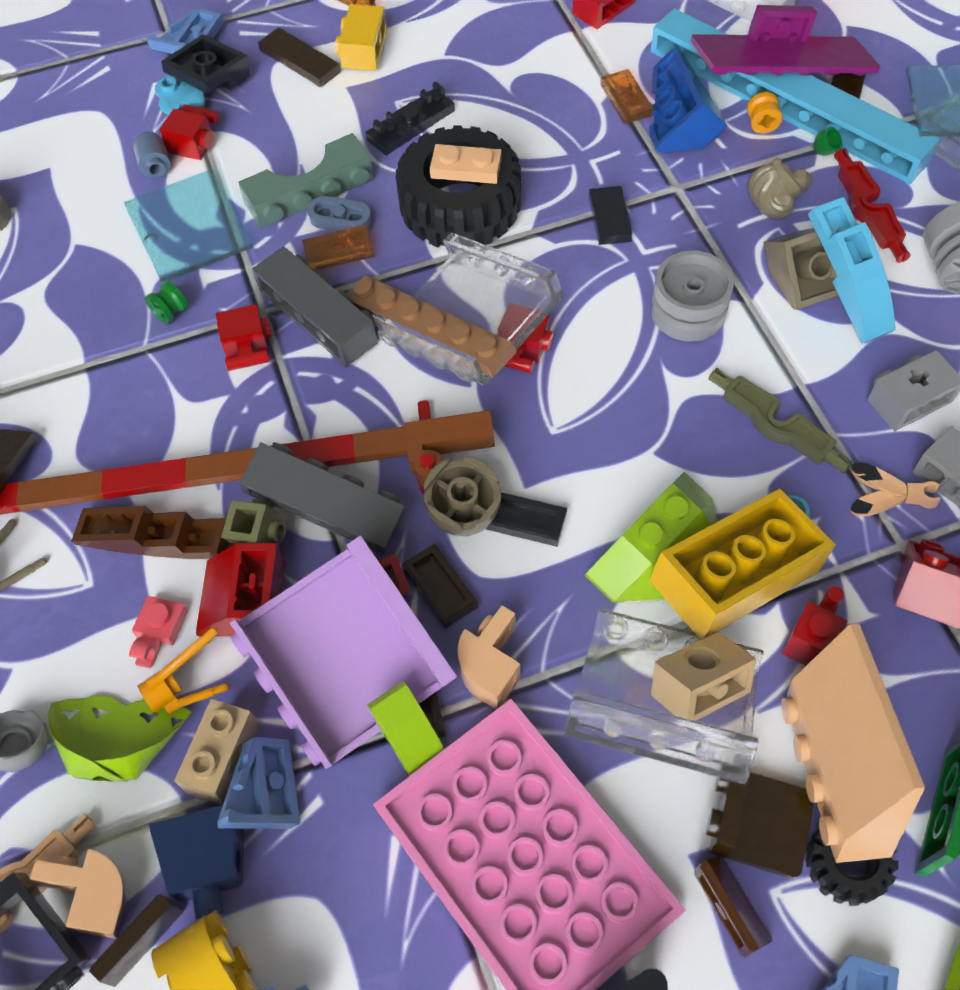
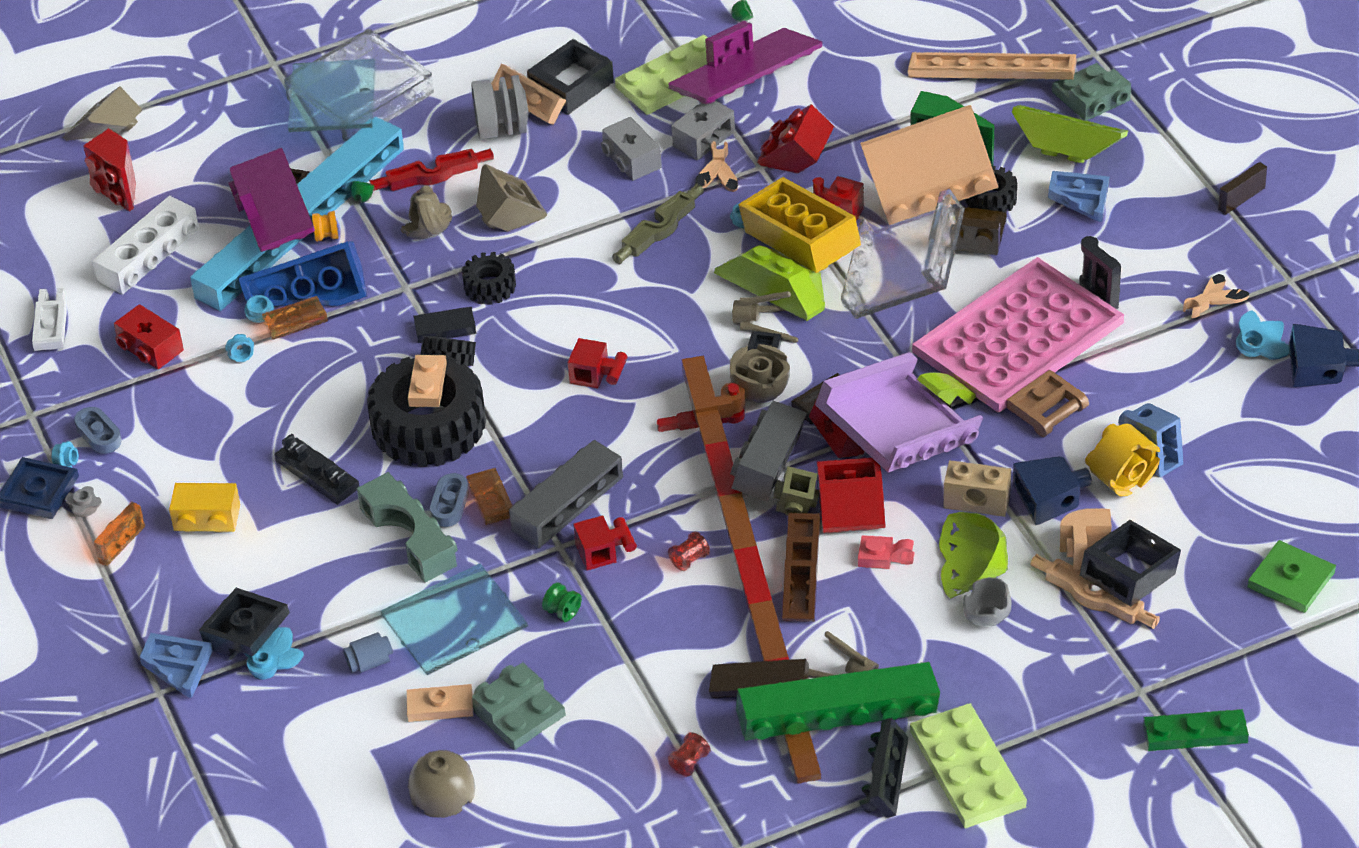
camera: 95 degrees left, 15 degrees down
(49, 267) = (516, 705): none -> sand green plate
(79, 212) = (439, 702): none -> light nougat plate
(135, 940) = (1121, 510): dark brown tile -> none
(162, 687) = (933, 527): light orange plant -> none
(188, 131) = (334, 629): red brick -> none
(204, 415) = (689, 551): none -> clear red bush
(262, 788) = (1004, 458): medium blue wing -> none
(299, 57) = (215, 568): dark brown tile -> none
(388, 872) = (1041, 396): none -> medium nougat plate
(482, 288) = (573, 384): clear panel -> none
(483, 666) = (863, 354): light nougat brick -> none
(488, 348) = (592, 407): medium nougat plate -> none
(559, 208) = (458, 349): none -> black tyre
(585, 59) = (242, 354): none -> medium azure plate
(598, 505) = (747, 311): none -> dark tan plant
(643, 69) = (256, 307): none -> medium azure plate
(675, 235) = (491, 289): none -> black tyre
(691, 295) = (549, 261): light grey wheel -> none
(703, 677) = (891, 237): tan brick -> none
(732, 906) = (1030, 242): reddish brown slope -> none
(859, 269) = (527, 158): medium azure slope -> none

